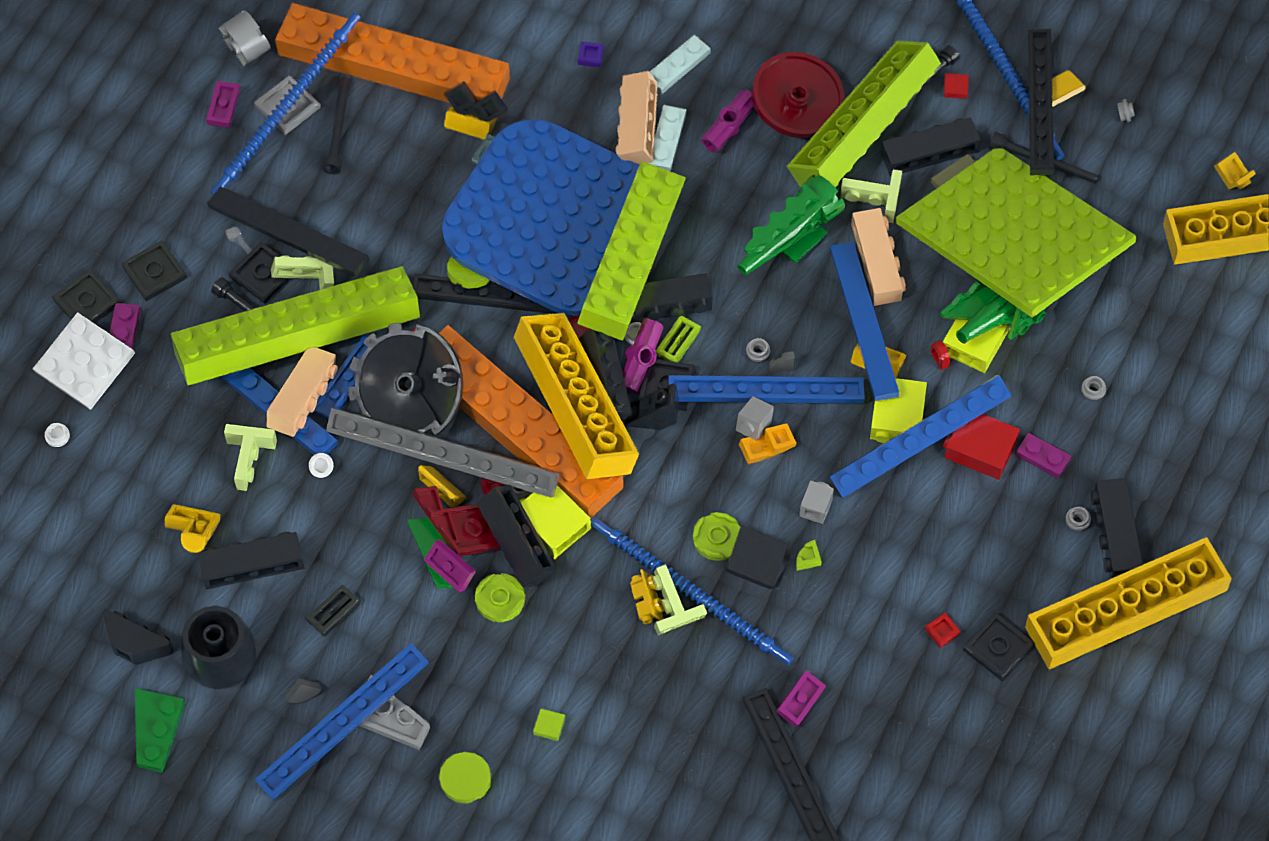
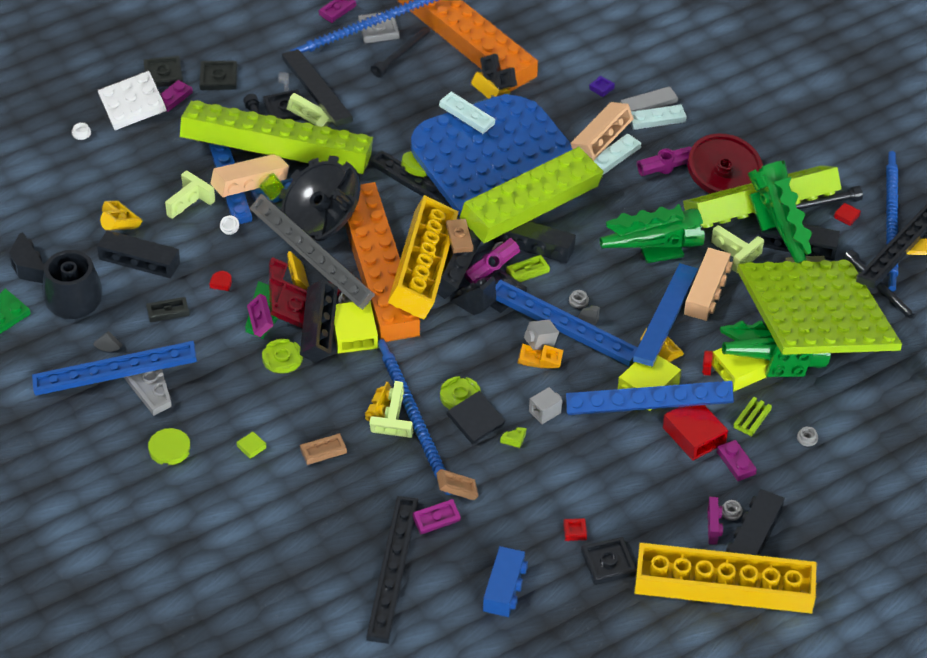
camera: 30 degrees right, 15 degrees down
(336, 391) = (272, 186): none -> clear neon green tile
(365, 541) = (221, 281): none -> red tile
(488, 180) = (467, 112): none -> light aqua plate
(595, 348) = (459, 236): none -> medium nougat plate
(628, 686) = (323, 449): none -> medium nougat plate
(655, 46) = (652, 99): none -> light grey tile
(797, 650) = (457, 484): none -> medium nougat plate
(899, 125) = (776, 208): none -> green piece
(920, 733) = (505, 582): none -> blue brick
(1024, 376) = (758, 405): none -> lime tile
(1073, 546) = (714, 527): none -> magenta plate

